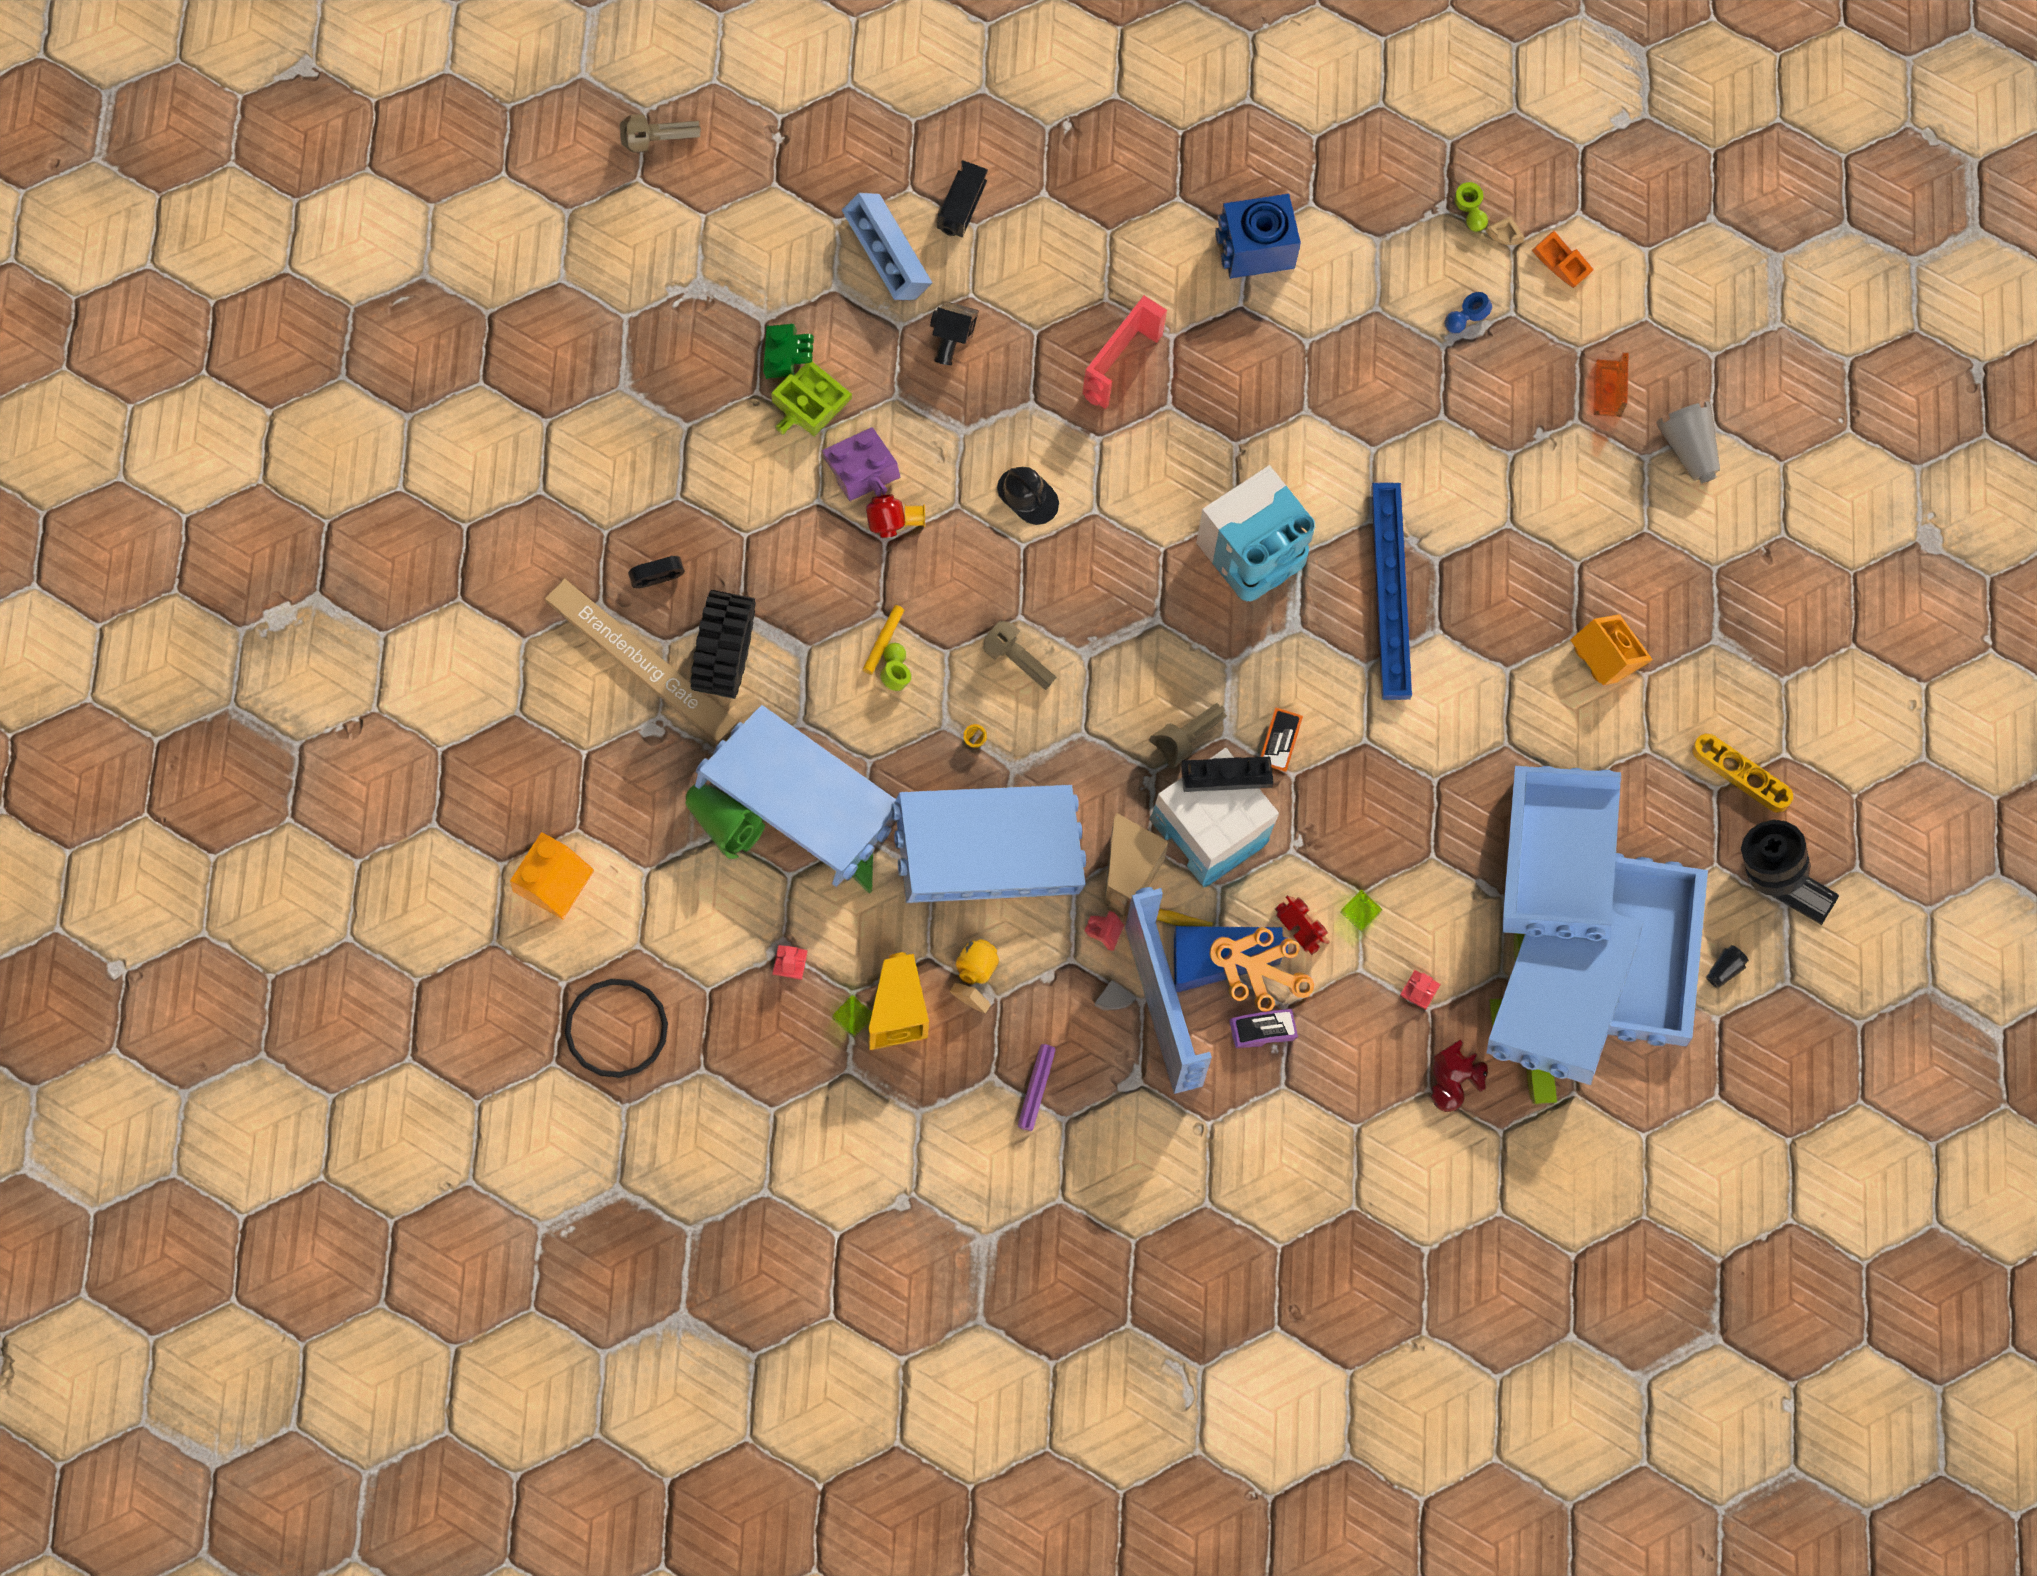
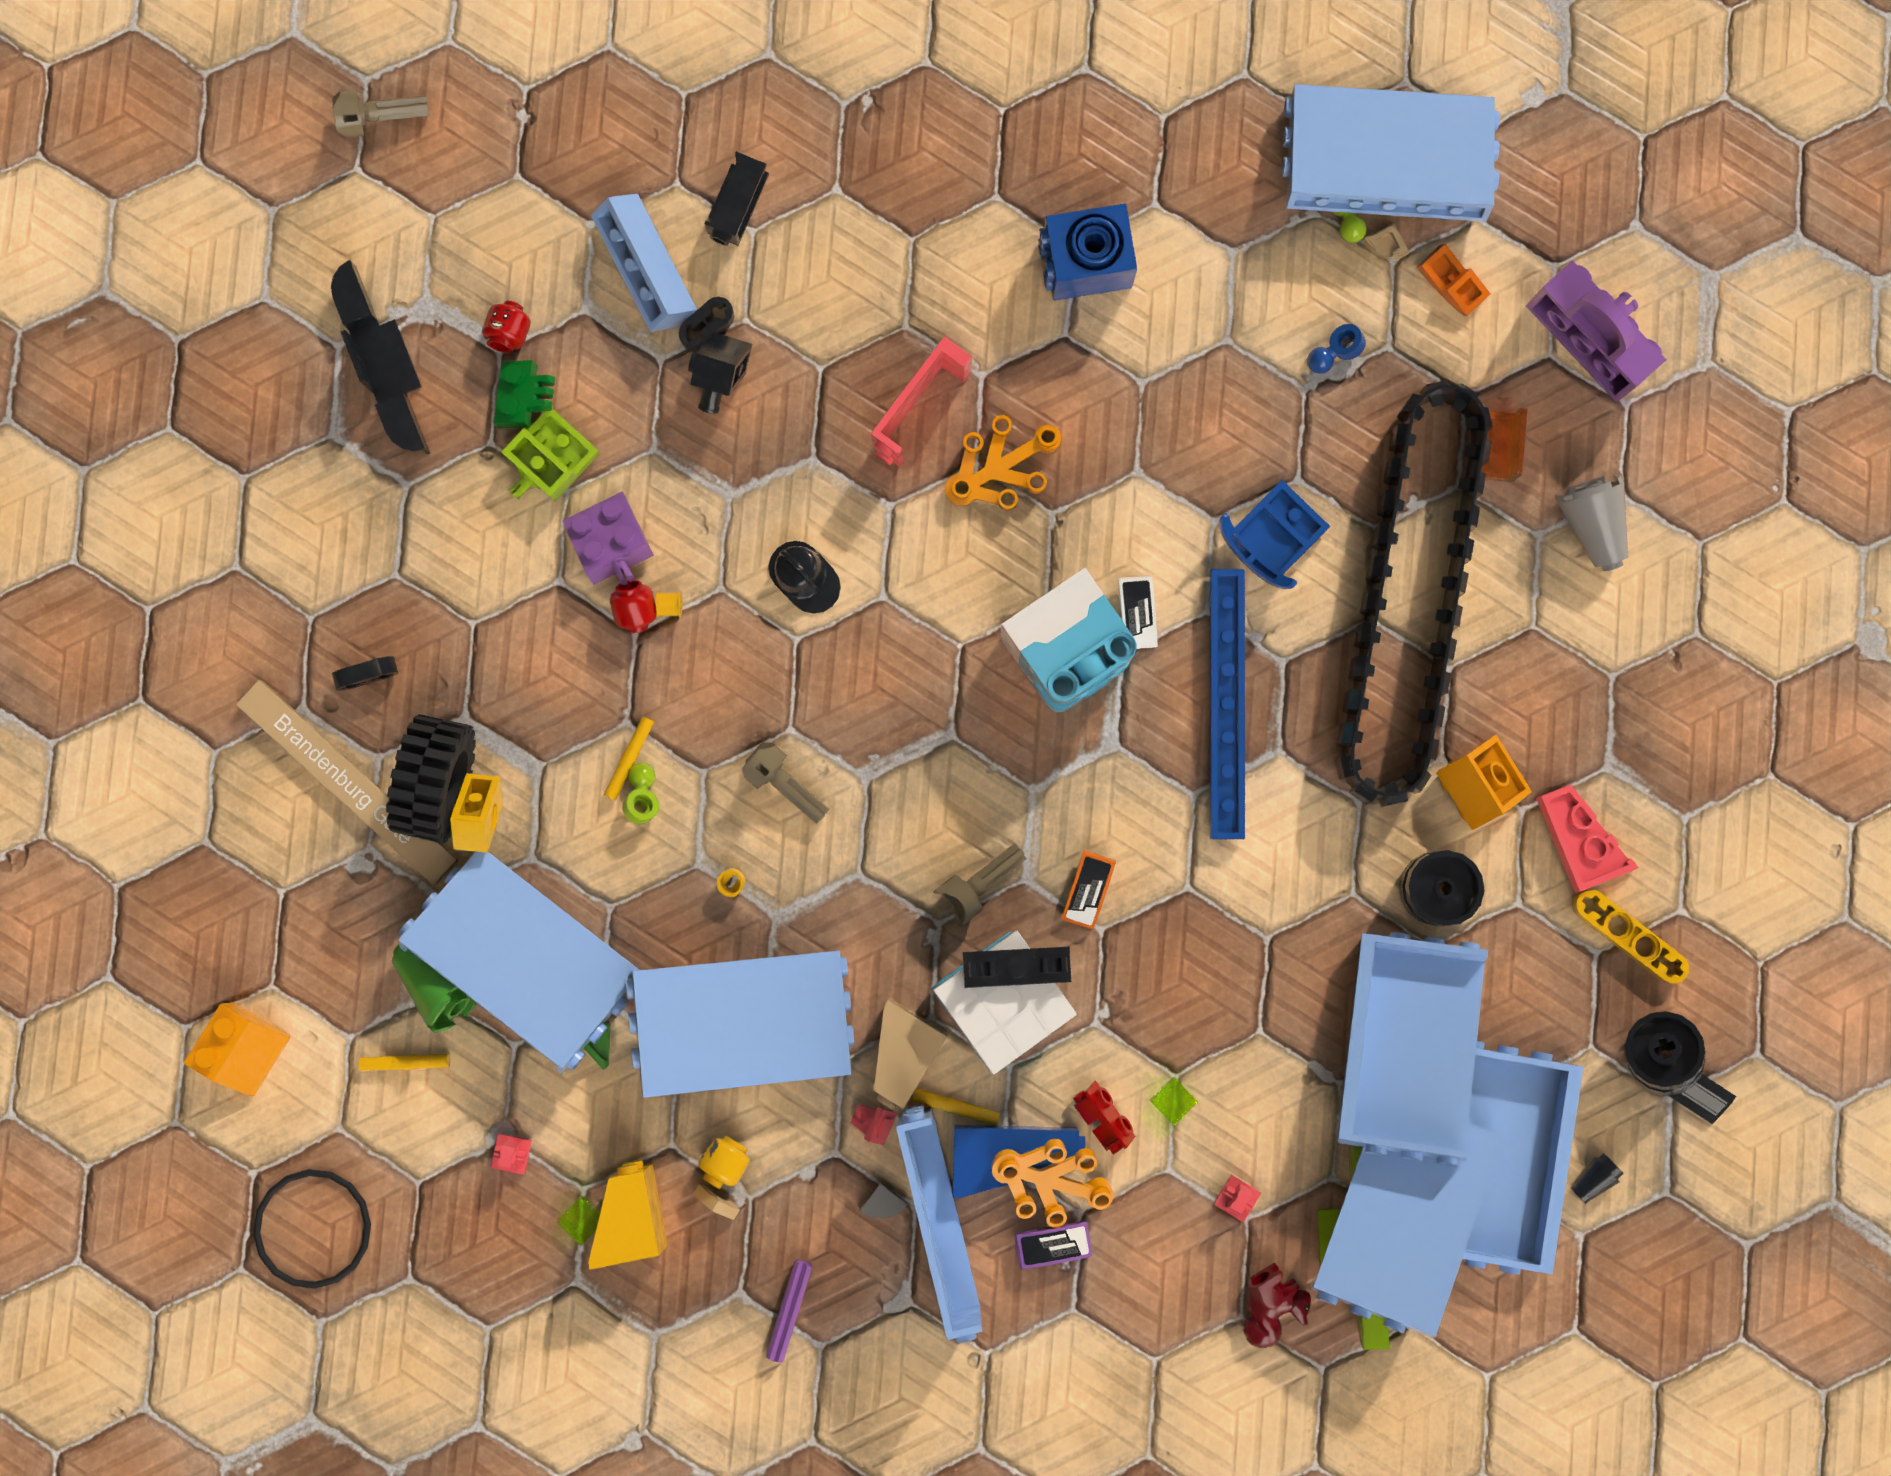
camera: 10 degrees right, 15 degrees up
(663, 324) = (378, 359): none -> black piece
(695, 888) = (404, 1062): none -> yellow piece
(758, 677) = (476, 812): none -> yellow brick
(771, 298) = (506, 327): none -> red head
(935, 292) = (701, 318): none -> black beam
(1190, 406) = (998, 467): none -> light orange plant
(1315, 505) = (1138, 609): none -> slope
(1423, 456) = (1274, 535): none -> blue piece
(1504, 160) = (1390, 152): none -> light blue panel
(1579, 730) = (1461, 889): none -> black wheel
(1580, 352) = (1449, 617): none -> black piece
(1681, 292) = (1597, 330): none -> medium lavender brick
(1696, 698) = (1581, 842): none -> coral wing

